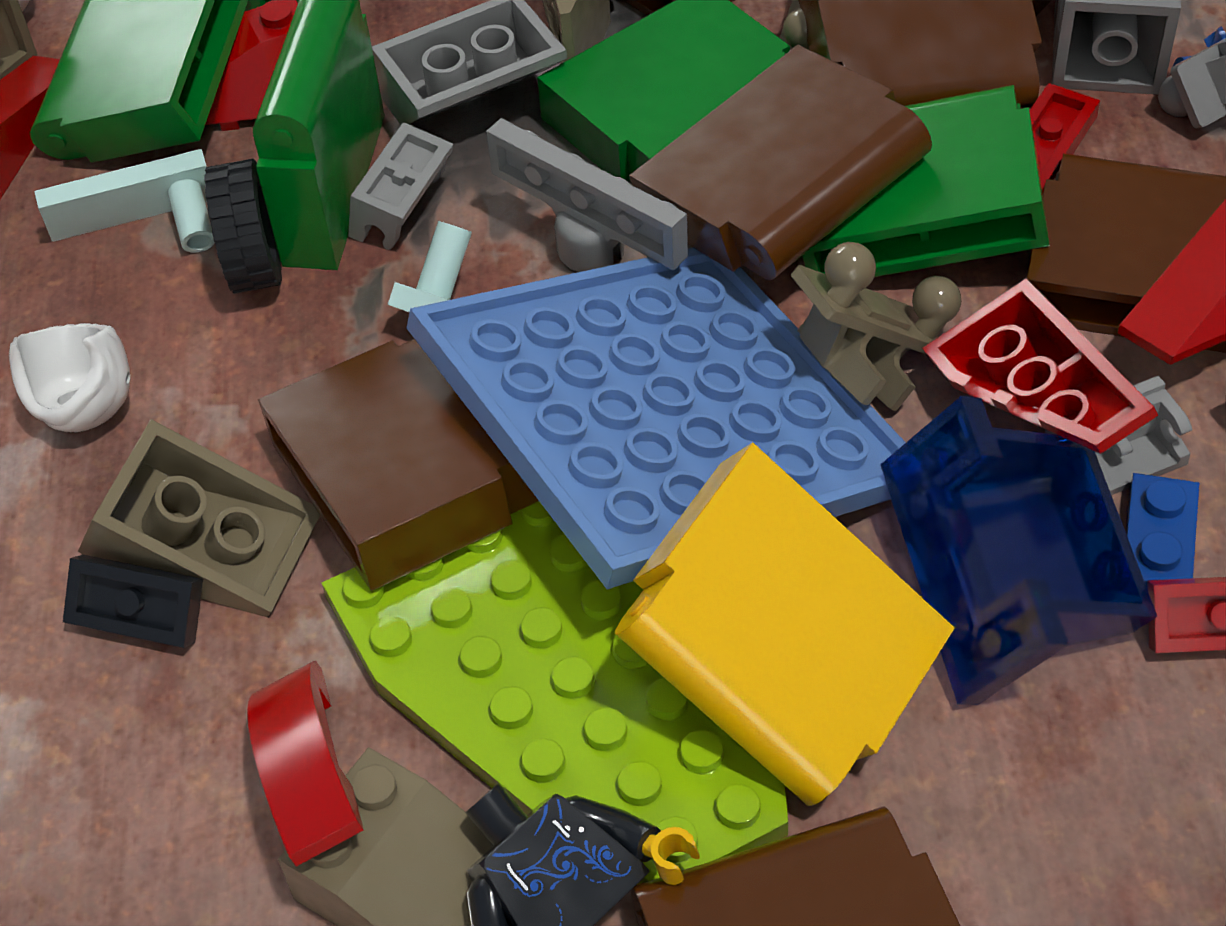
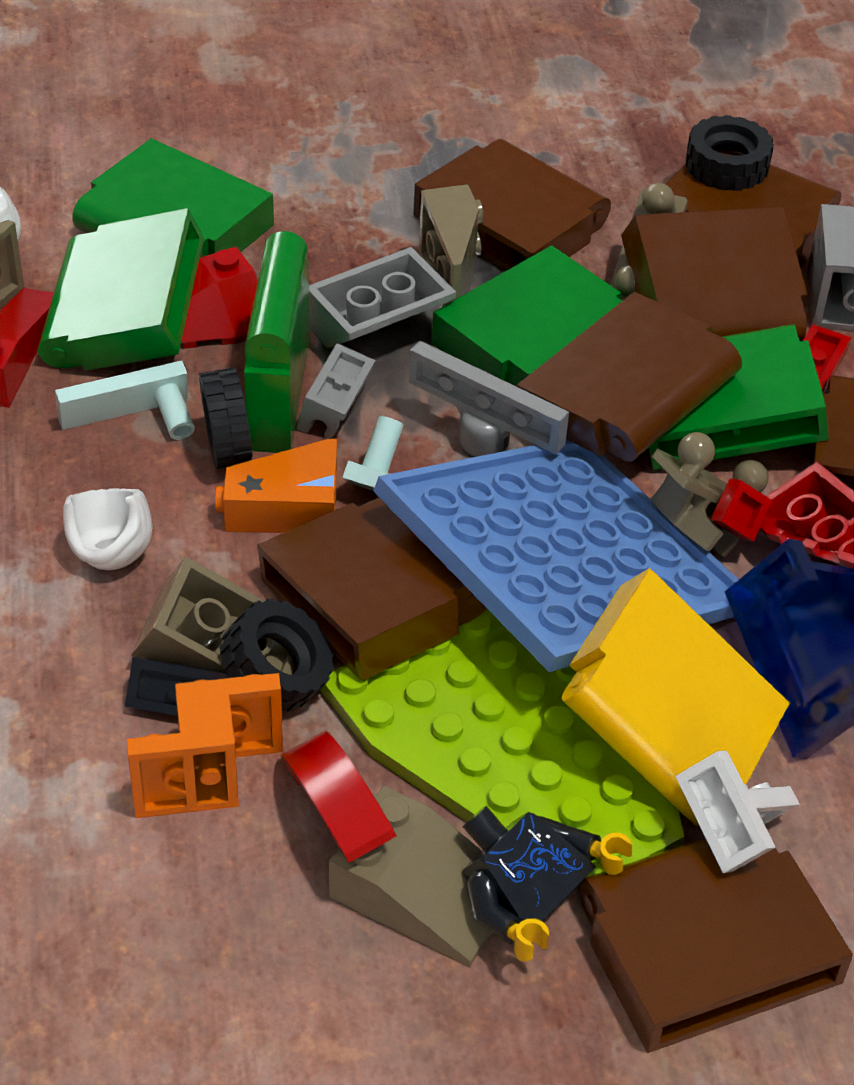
camera: 10 degrees left, 5 degrees down
(143, 684) = (198, 765): none -> orange bracket
(230, 591) = (293, 632): none -> black tyre
(309, 319) = (280, 489): none -> orange slope
(840, 795) = (730, 812): none -> white bracket
(914, 347) = (741, 509): none -> red plate

